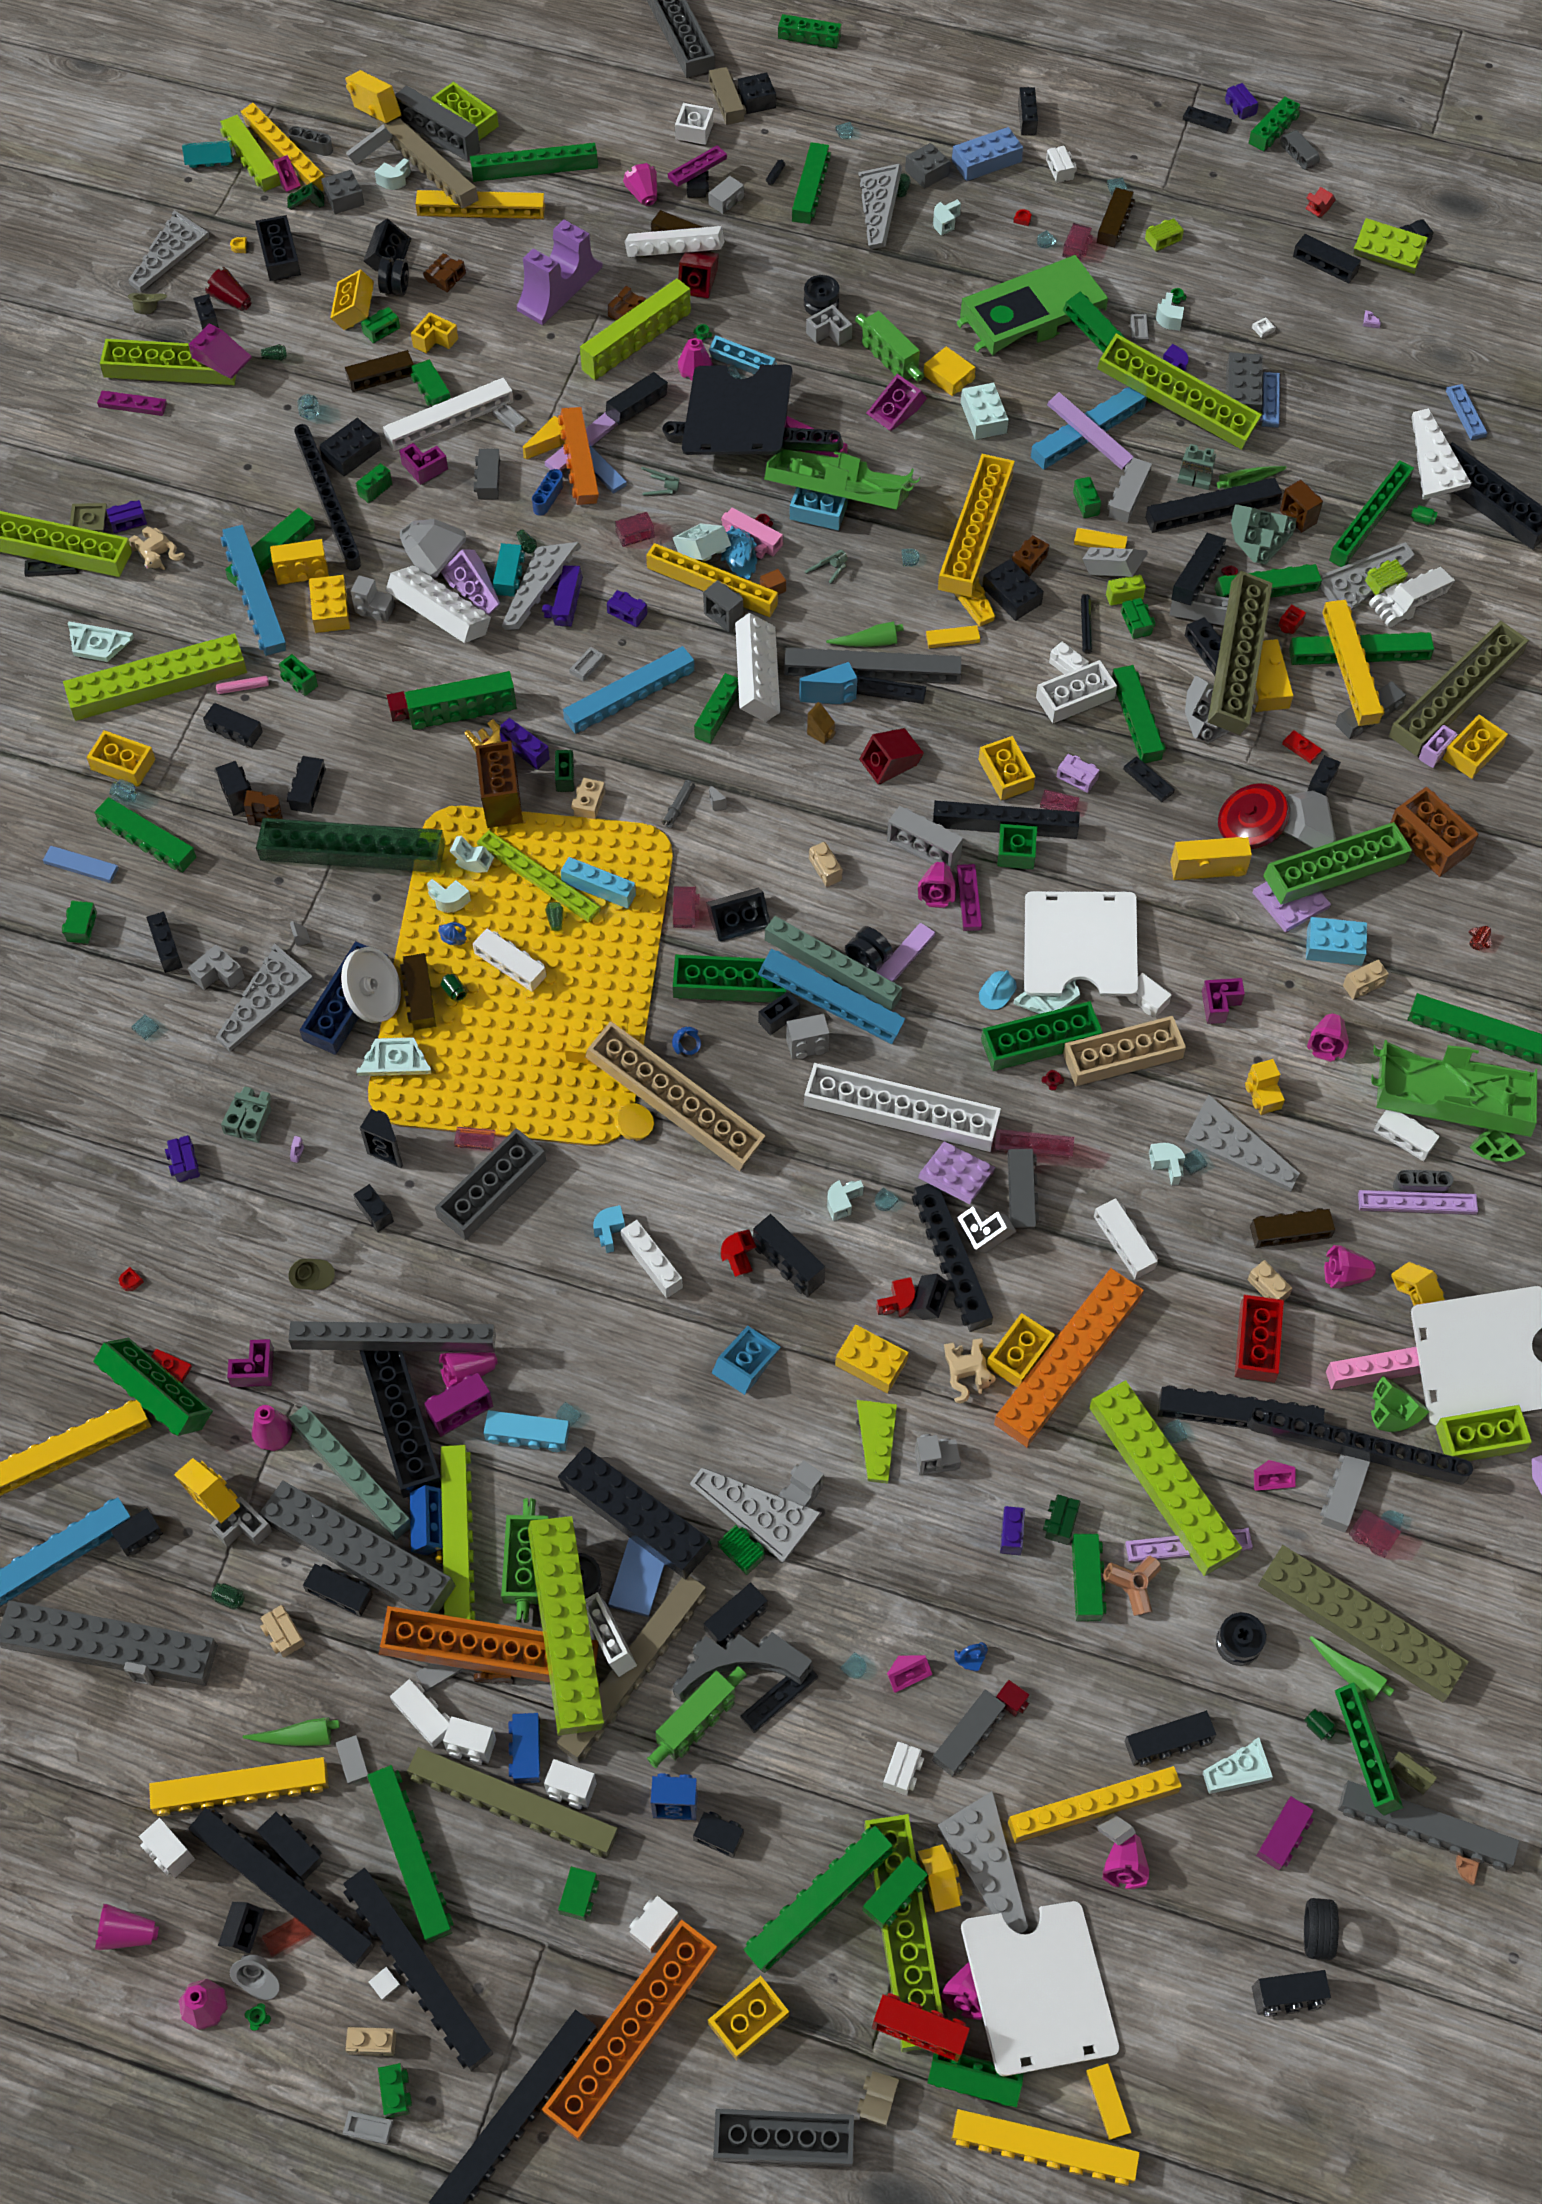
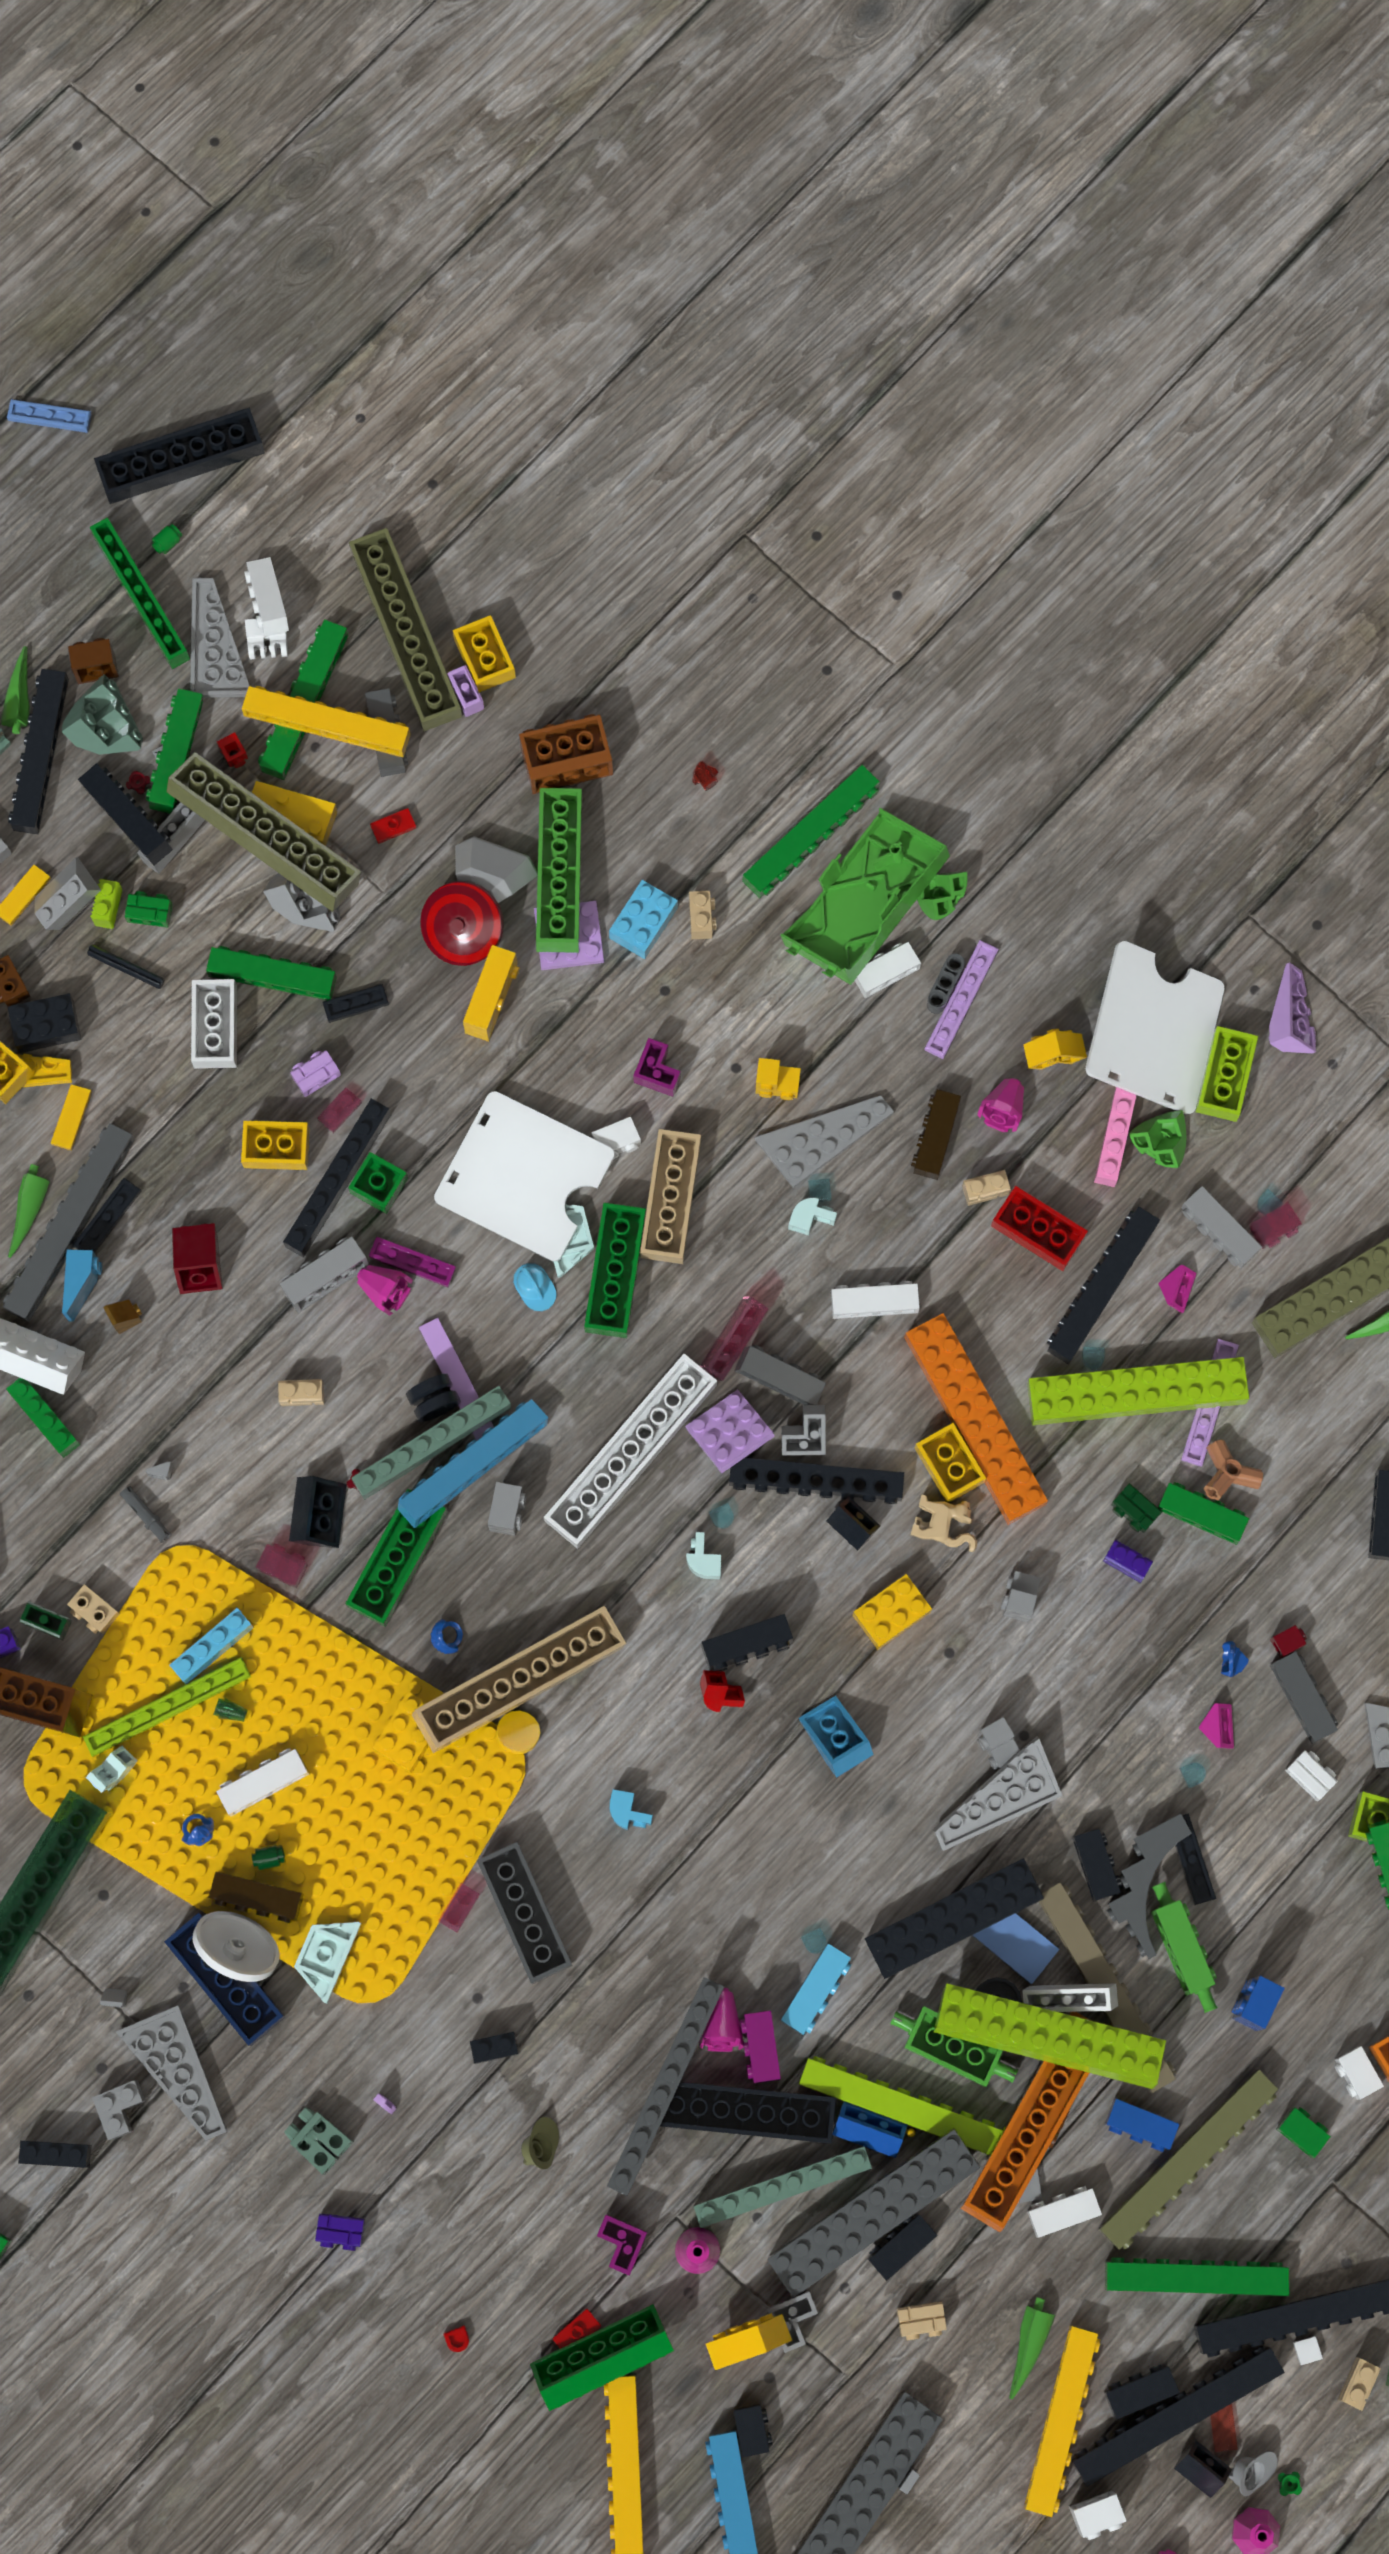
camera: 65 degrees left, 15 degrees up
(145, 1027) = (152, 2214): clear light blue tile -> none
(228, 1596) = (860, 2361): clear green brick -> none
(352, 1759) = (1079, 2298): light grey tile -> none
(380, 1138) = (424, 2006): black slope -> none
(449, 899) = (154, 1817): light aqua brick -> none
(469, 1740) = (1116, 2176): white brick -> none
(570, 1784) = (1199, 2097): white brick -> none
(651, 1259) = (684, 1782): white brick -> none
(718, 1834) = (1301, 1975): black brick -> none
(742, 1549) = (1032, 1829): green brick -> none
(778, 1013) = (462, 1525): black brick -> none
(877, 1433) = (967, 1641): lime wing -> none
(902, 1298) = (841, 1549): red brick -> none
(1052, 1074) = (660, 1279): dark red plate -> none
(1066, 659) = (169, 1011): white brick -> none
(1205, 642) = (219, 860): black brick -> none
(1243, 1650) = (1314, 1411): black wheel -> none
(1324, 775) = (445, 825): black brick -> none
(1329, 1038) = (749, 985): dark pink cone -> none
(1369, 1443) = (1195, 1185): black beam -> none
(1385, 576) = (232, 625): lime brick -> none
(1436, 460) = (116, 490): white wing -> none

